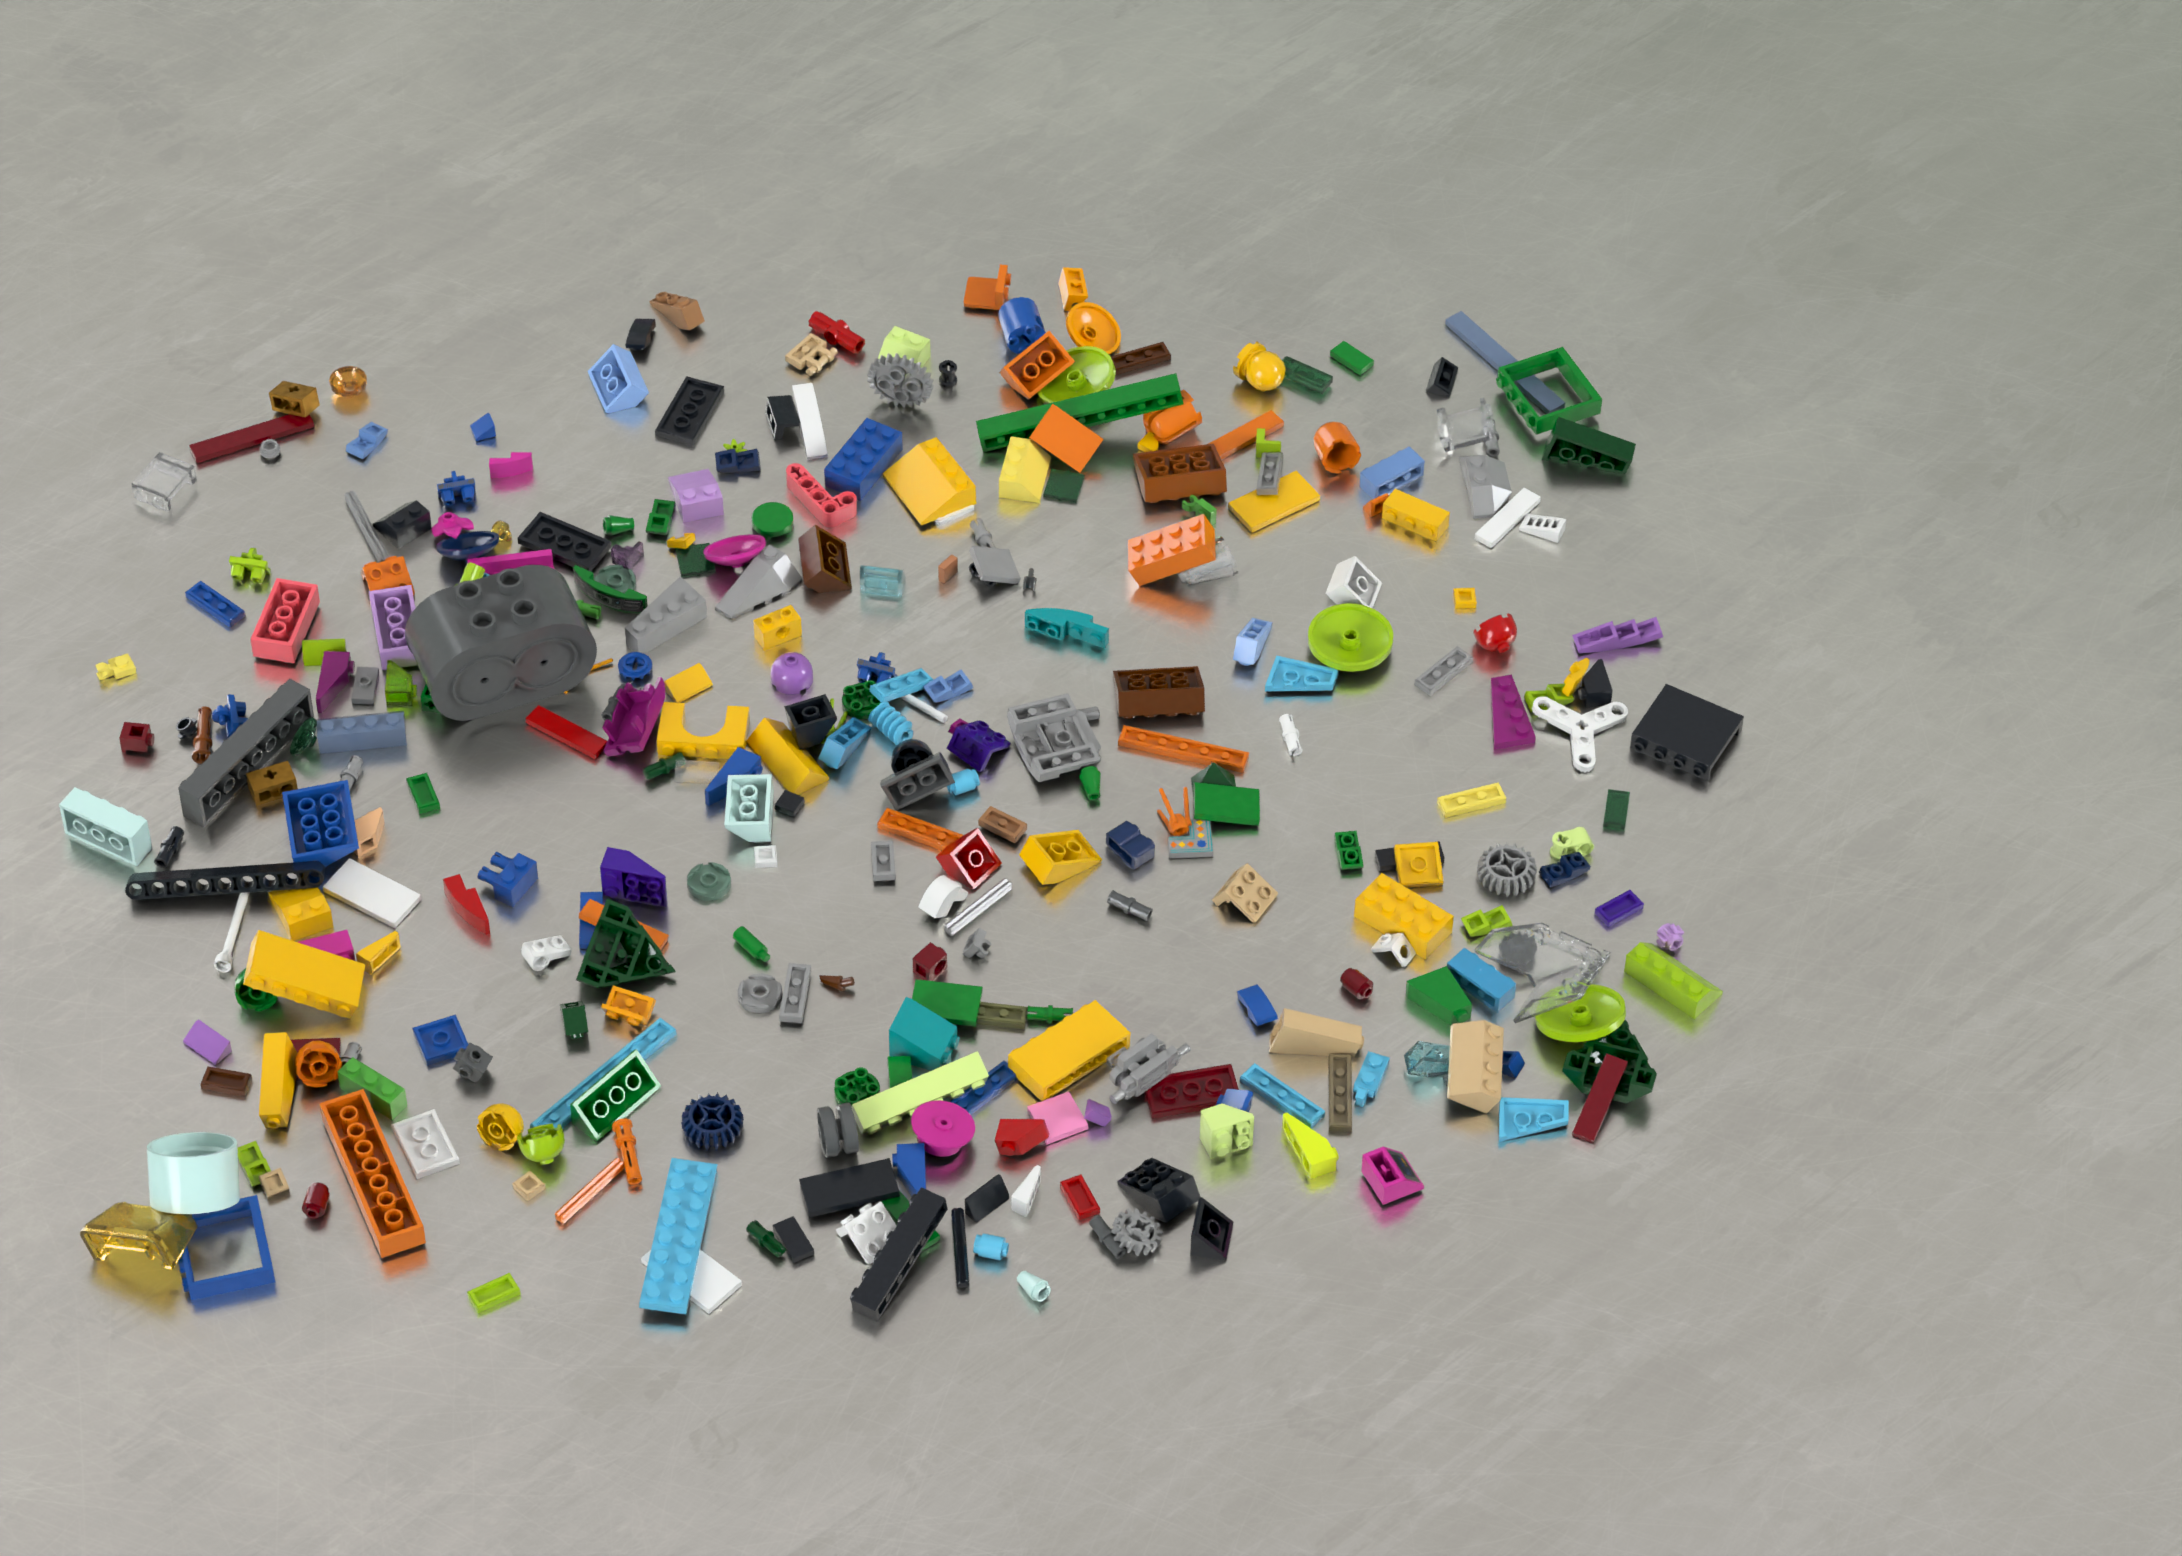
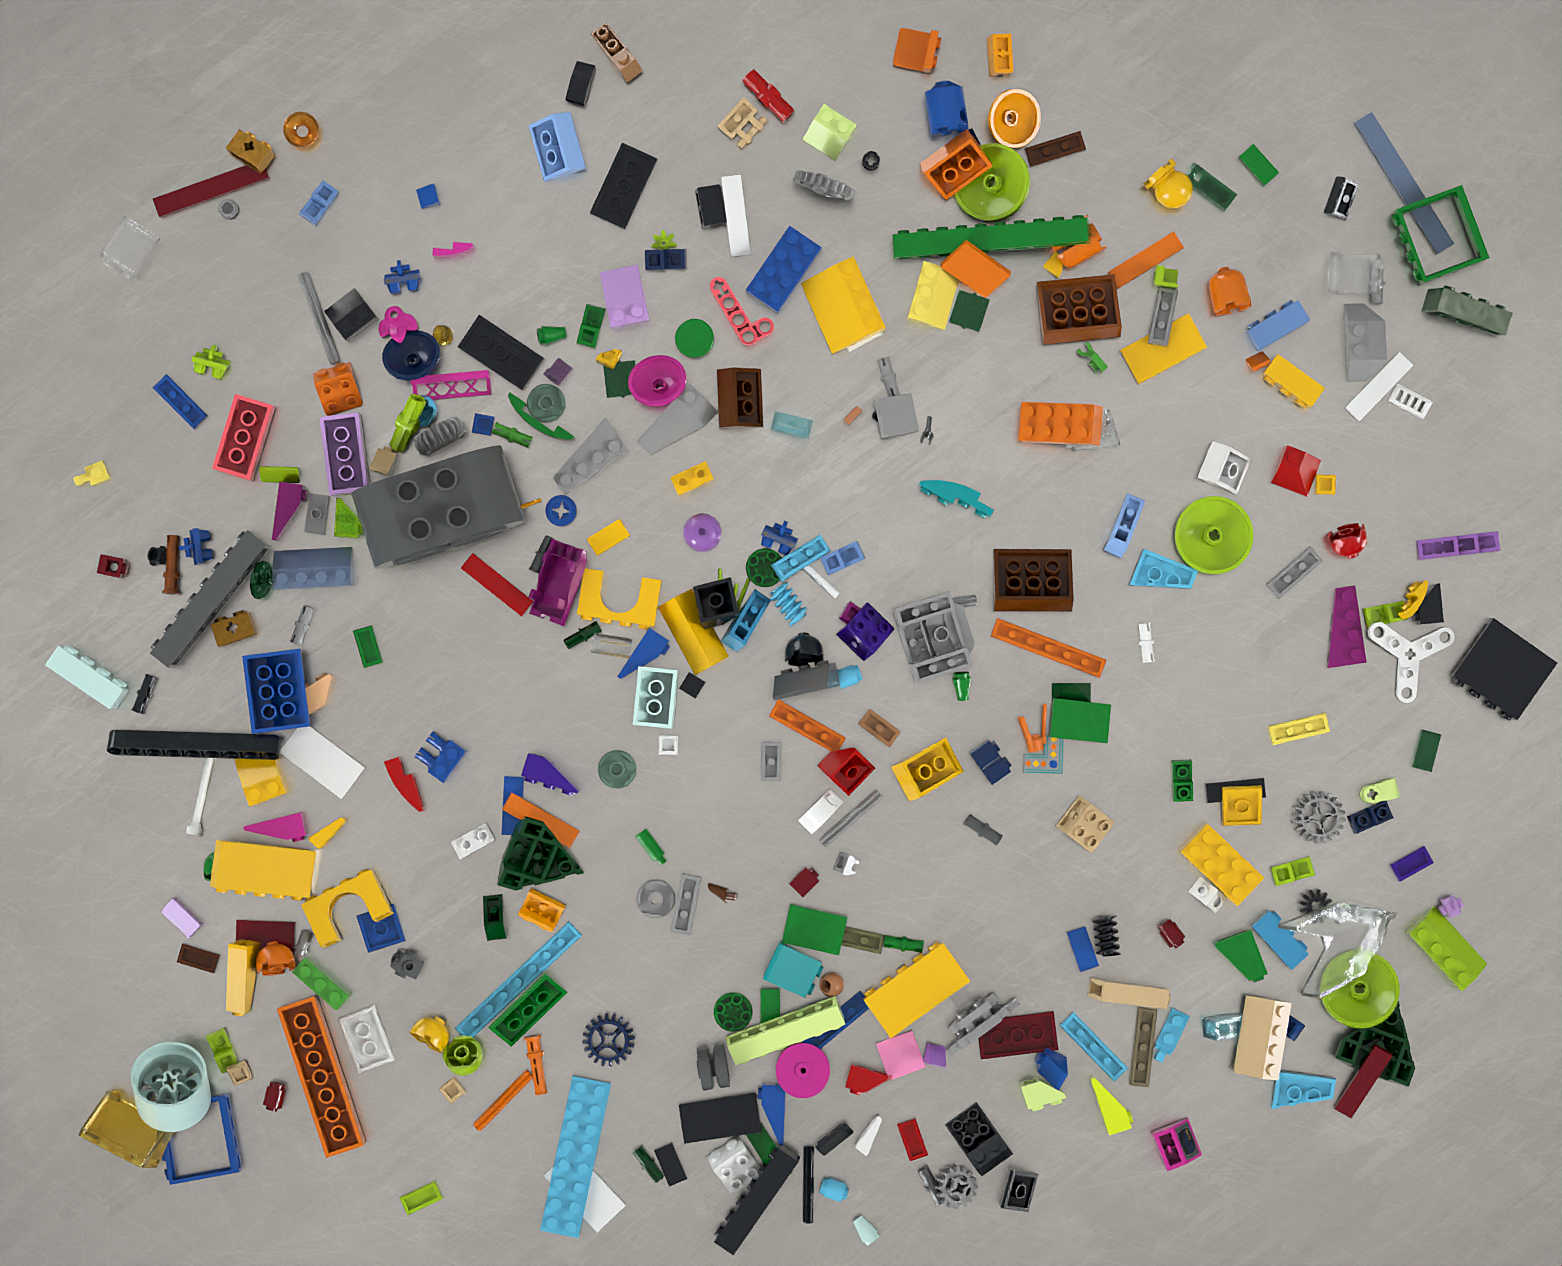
camera: 10 degrees right, 40 degrees up
(418, 997) = (319, 908): none -> yellow arch
(968, 1047) = (831, 984): none -> nougat piece
(1282, 986) = (1106, 937): none -> black piece
(1430, 584) = (1296, 470): none -> red slope

